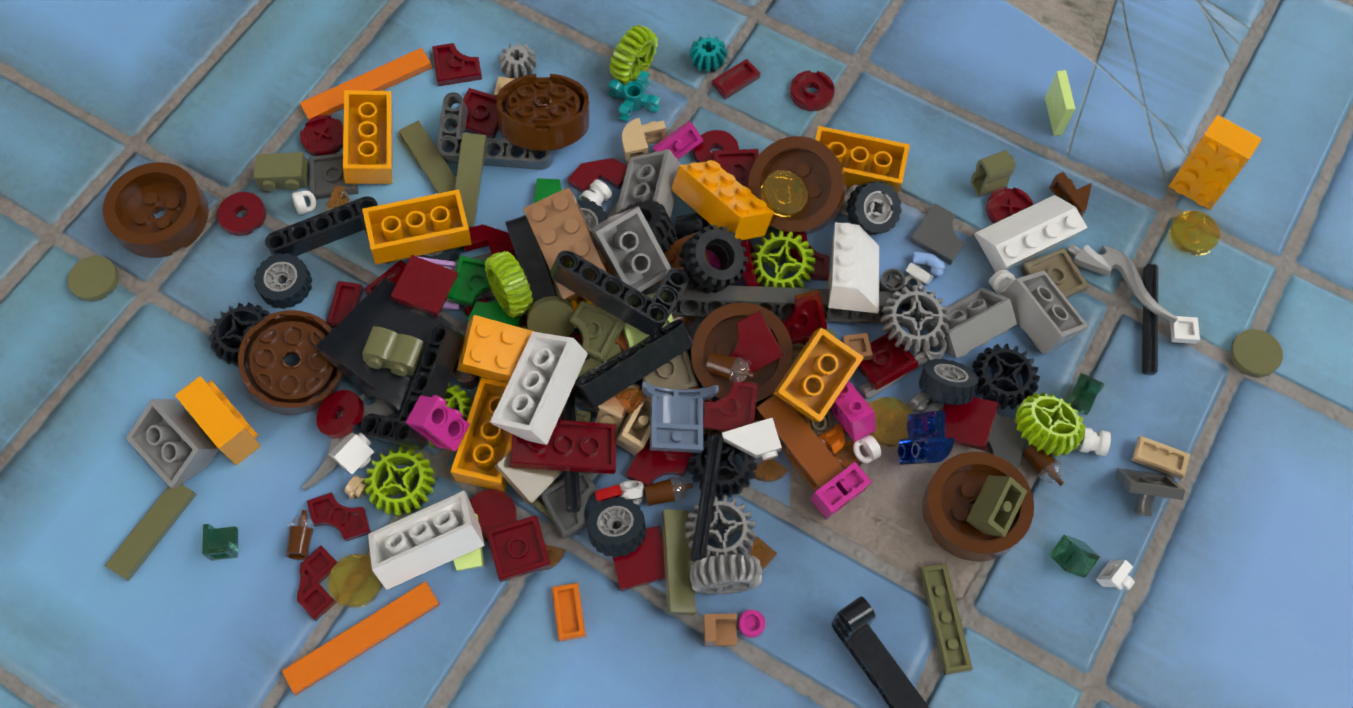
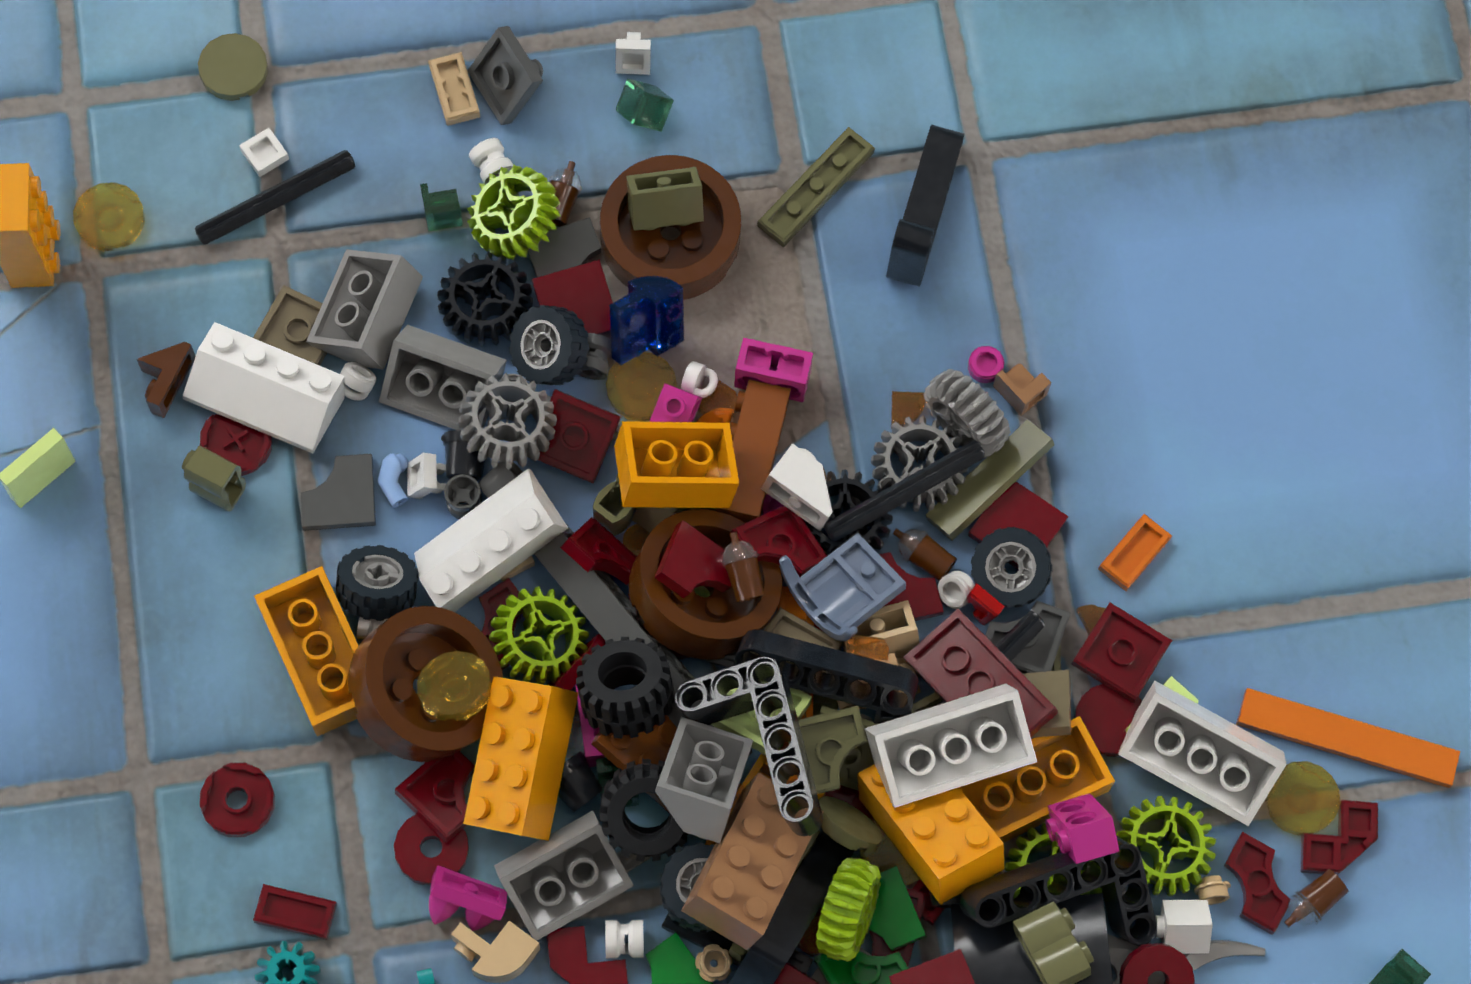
camera: 135 degrees left, 5 degrees up
(859, 343) = (587, 473): medium nougat panel -> none
(1115, 259) = (218, 275): light grey piece -> none

